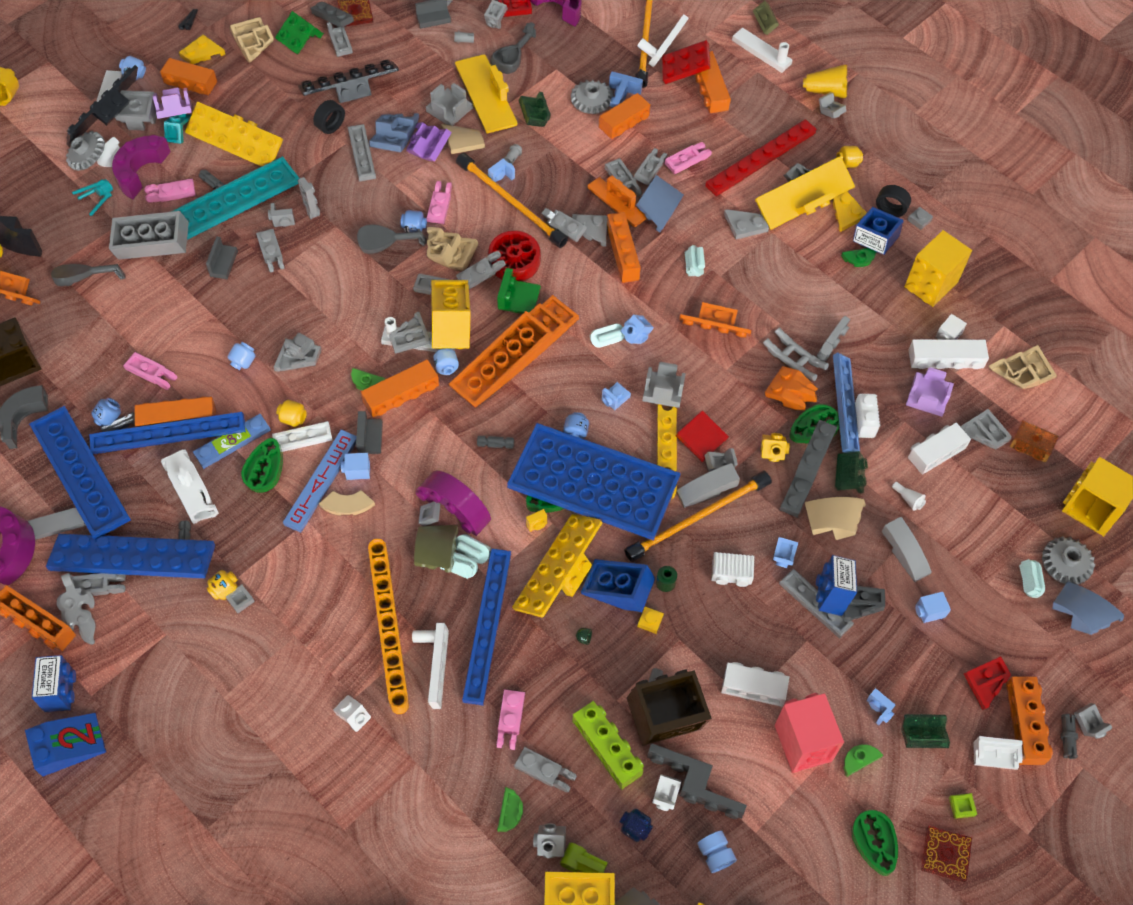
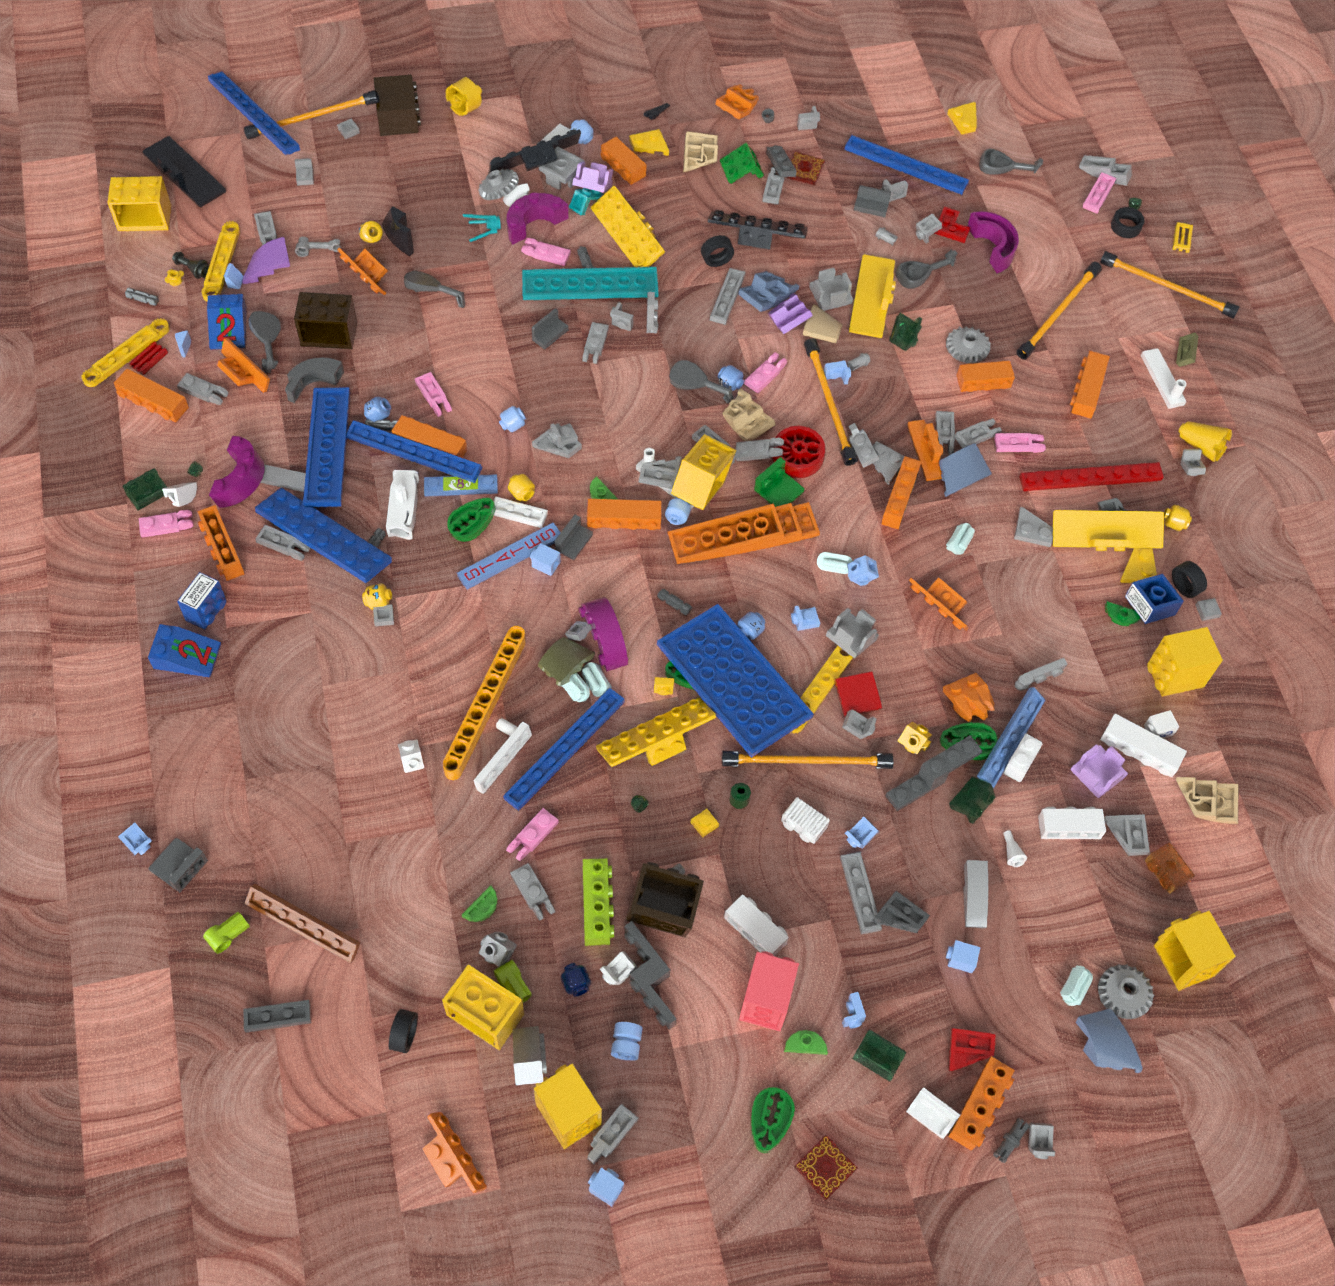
camera: 30 degrees right, 0 degrees up
(71, 613) = (251, 555): light grey piece -> none
(148, 235) = (501, 280): light grey brick -> none
(346, 504) = (518, 587): tan tile -> none
(619, 584) = (697, 778): blue slope -> none
(623, 85) = (1002, 348): medium blue bracket -> none
(655, 53) = (1055, 334): white piece -> none
(686, 62) = (1077, 354): red plate -> none
(708, 485) = (833, 739): light grey slope -> none
(791, 345) = (997, 660): light grey piece -> none
(835, 514) = (930, 827): tan slope -> none
(836, 585) = (883, 885): blue brick -> none
(963, 806) = (869, 1138): lime tile -> none

